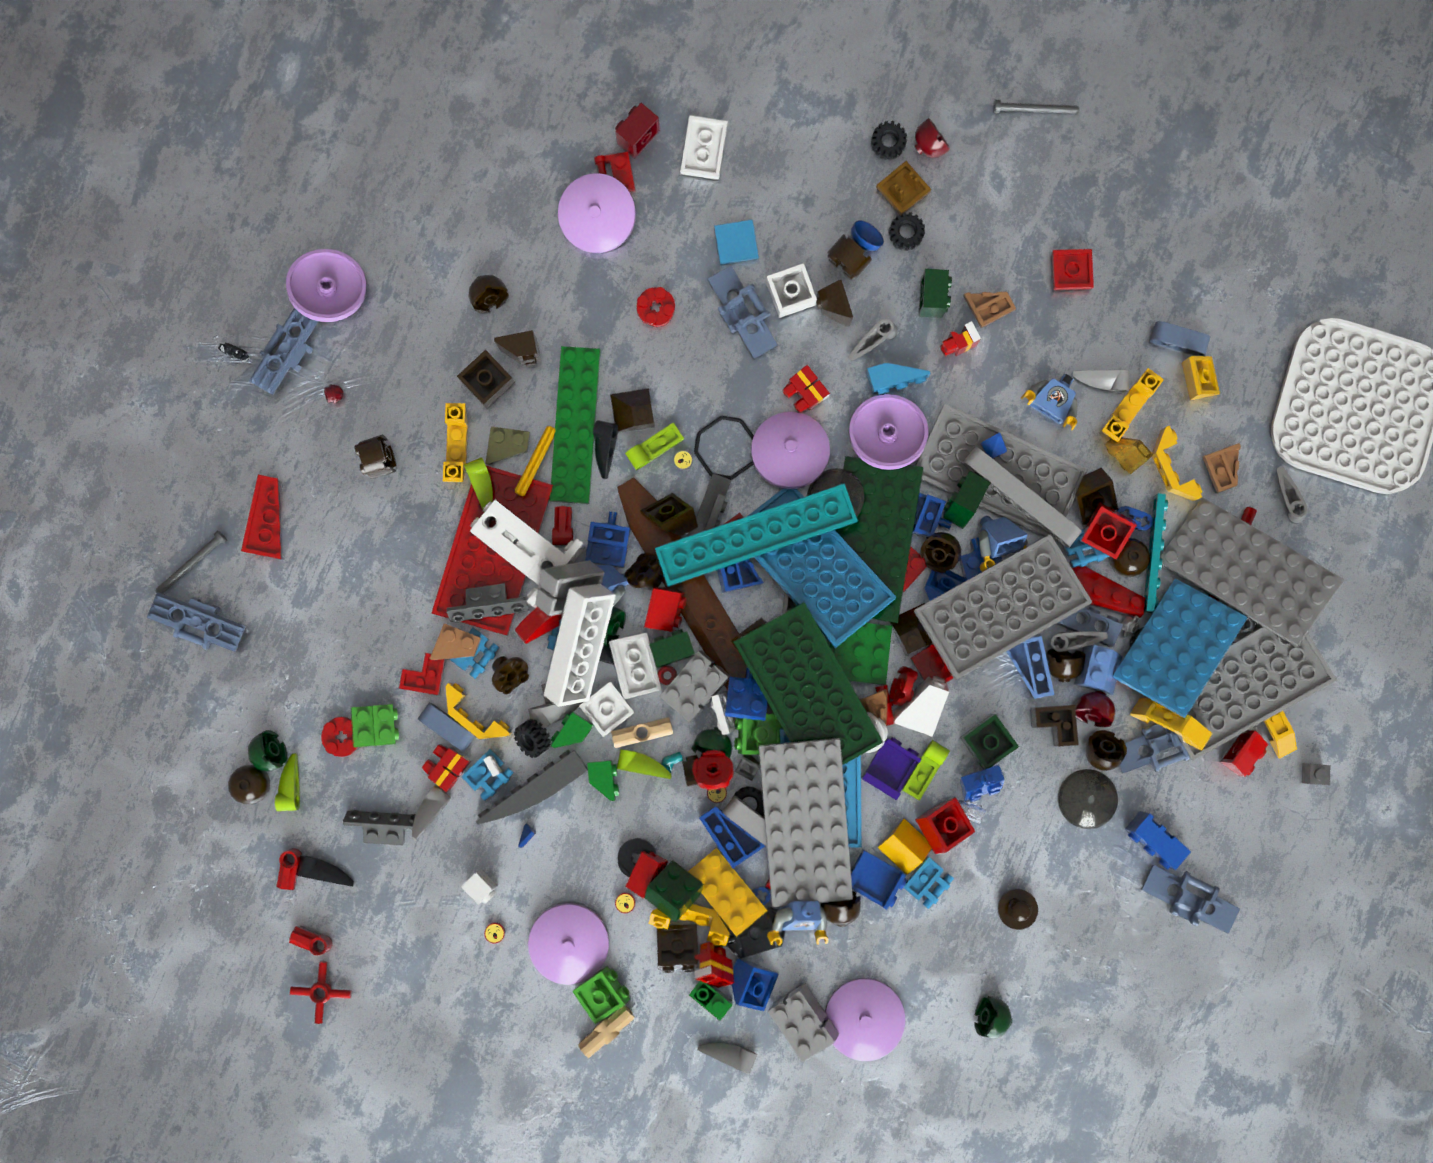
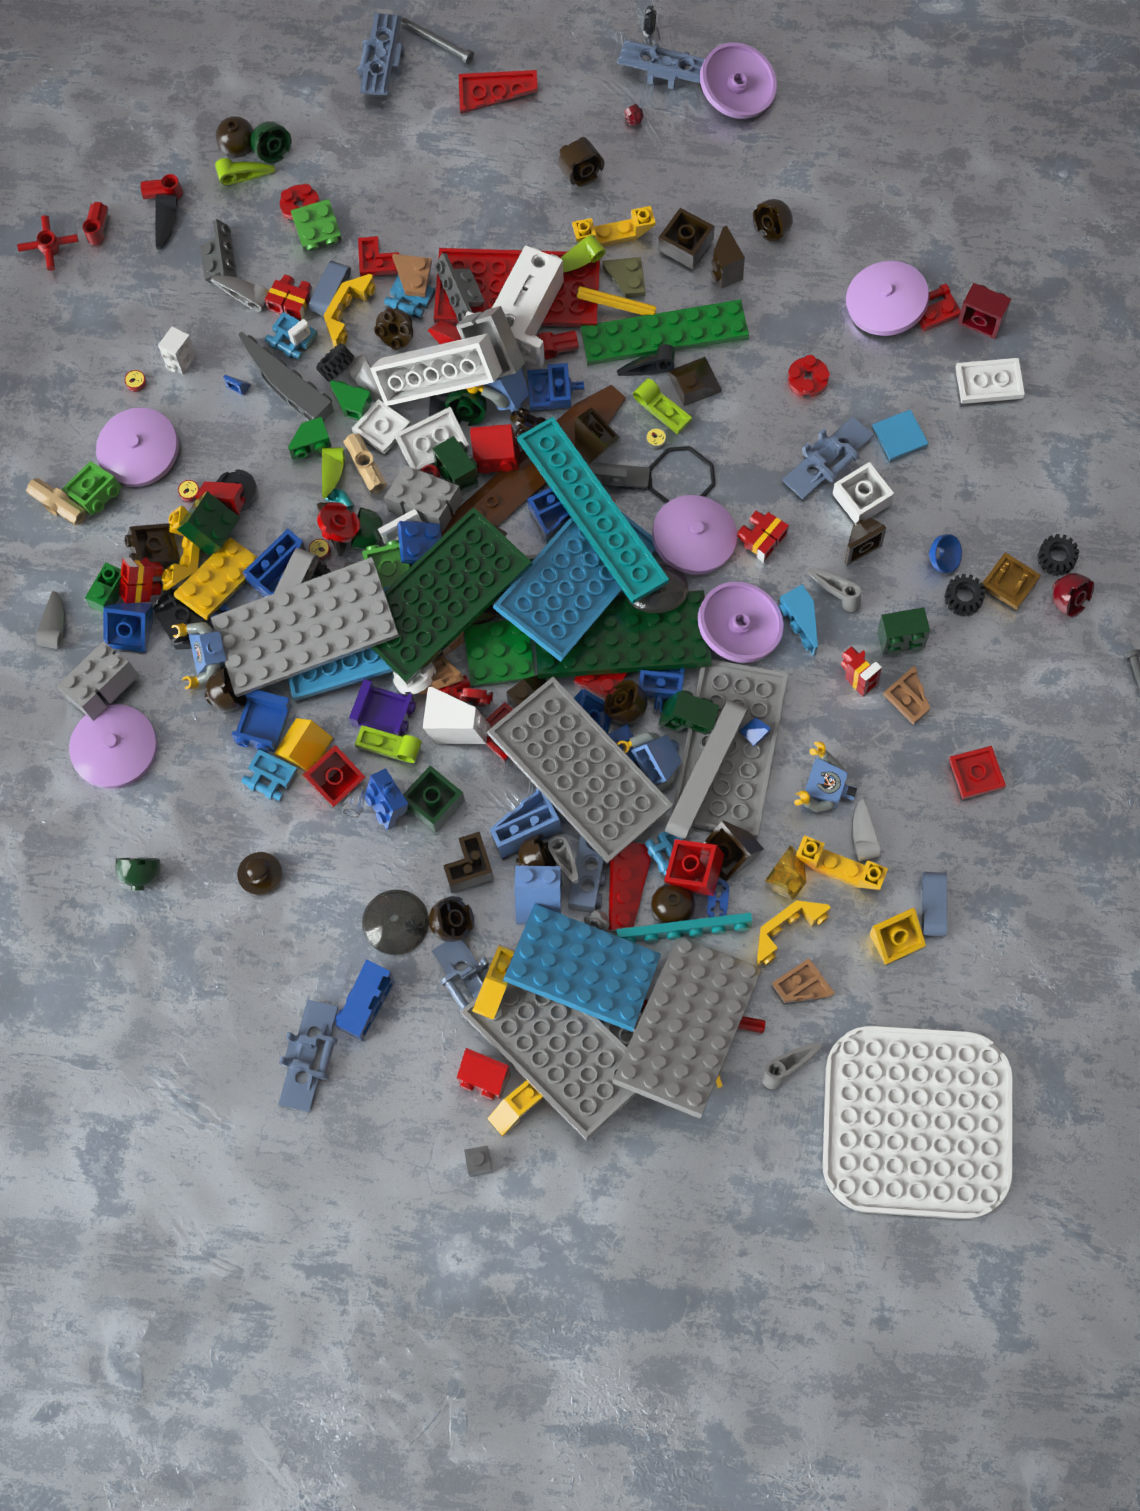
camera: 80 degrees right, 15 degrees down
(848, 256) = (915, 539): dark brown brick -> none
(1096, 708) = (495, 901): dark red cylinder -> none

